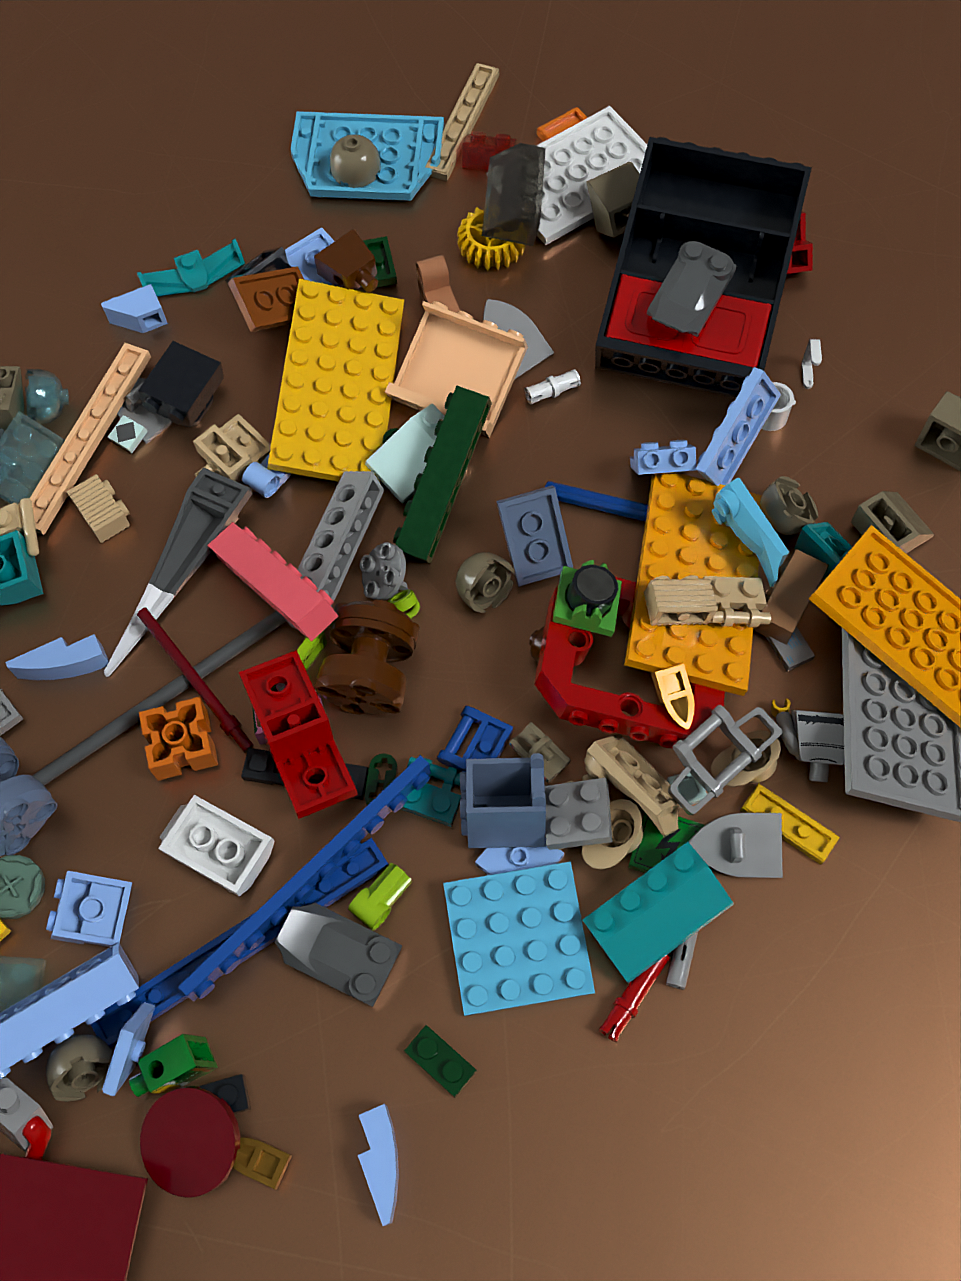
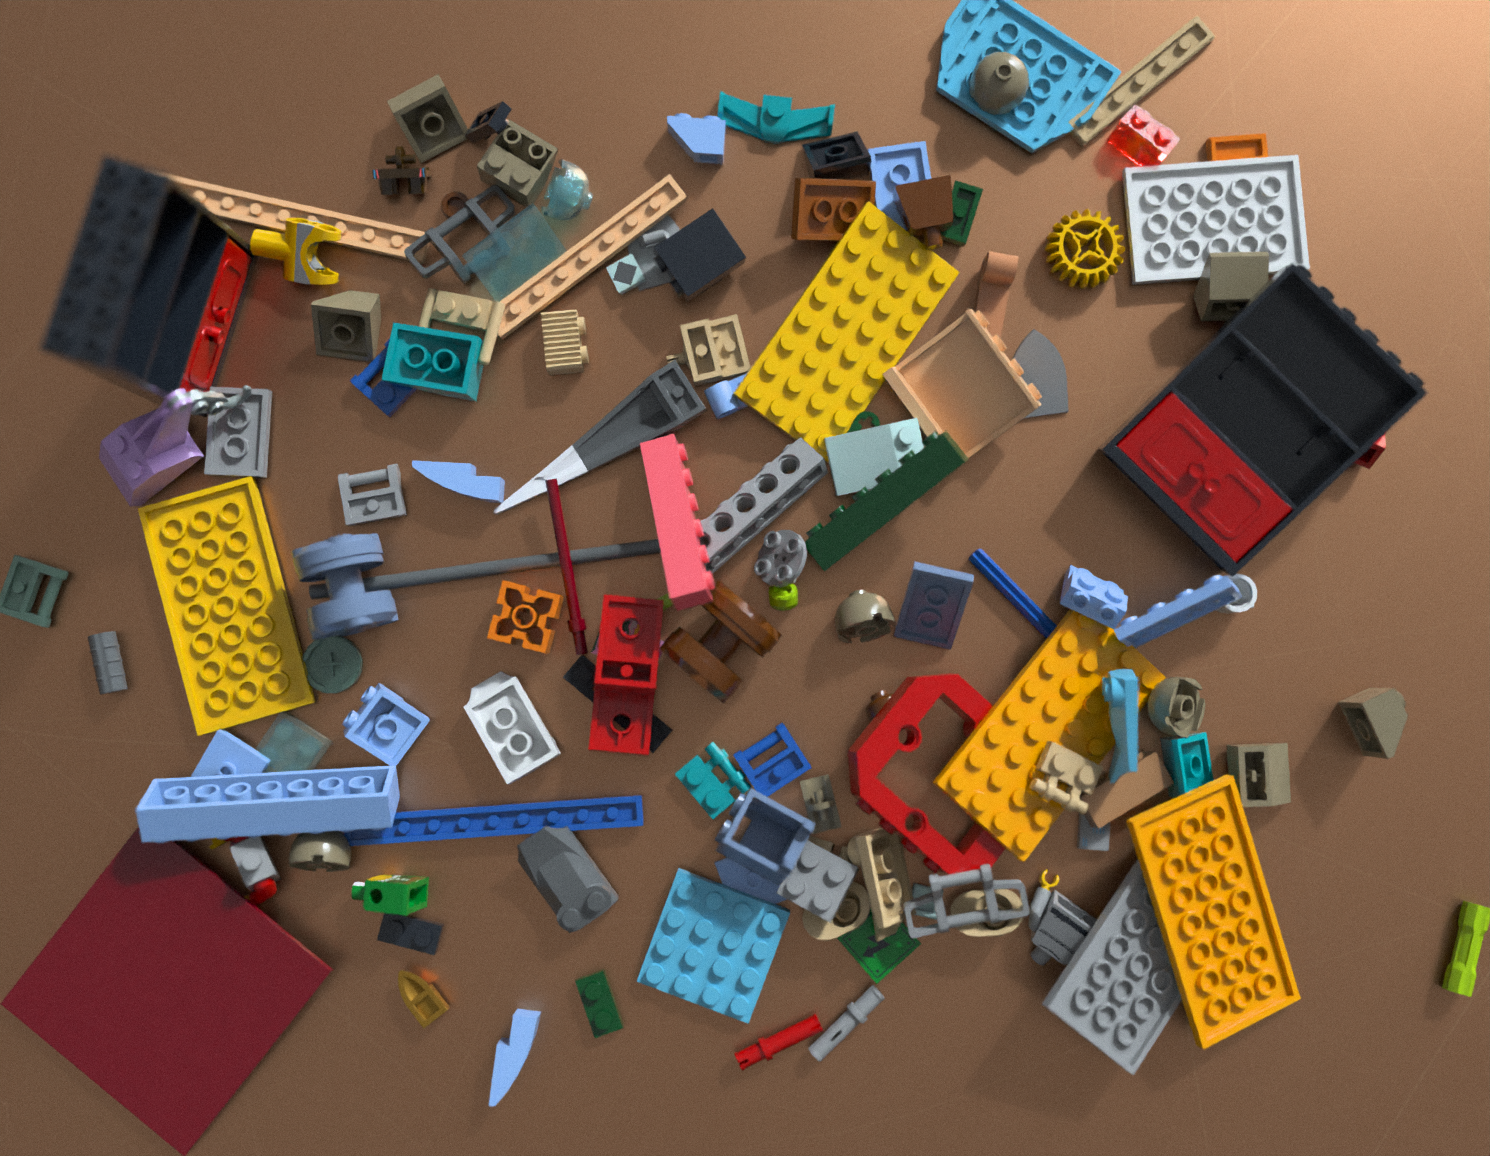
camera: 25 degrees right, 20 degrees up
(128, 1048) = (363, 867): light blue plate -> none
(189, 1141) = (377, 957): dark red tile -> none
(300, 886) = (560, 810): blue plate -> none
(373, 778) = (669, 745): dark green beam -> none
(374, 903) = (616, 850): lime piece -> none
(514, 194) = (1132, 221): clear smoke slope -> none
(552, 386) = (1043, 451): white pin -> none
(590, 594) = (938, 707): piece -> none
(658, 912) = (834, 997): teal slope -> none
(676, 694) = (958, 835): plate -> none
(680, 601) = (1015, 758): tan brick -> none
(692, 288) = (1223, 454): dark grey slope -> none
(742, 844) = (938, 976): light grey shield -> none
(797, 827) = (990, 980): yellow tile -> none
(811, 356) = (1299, 570): white piece -> none

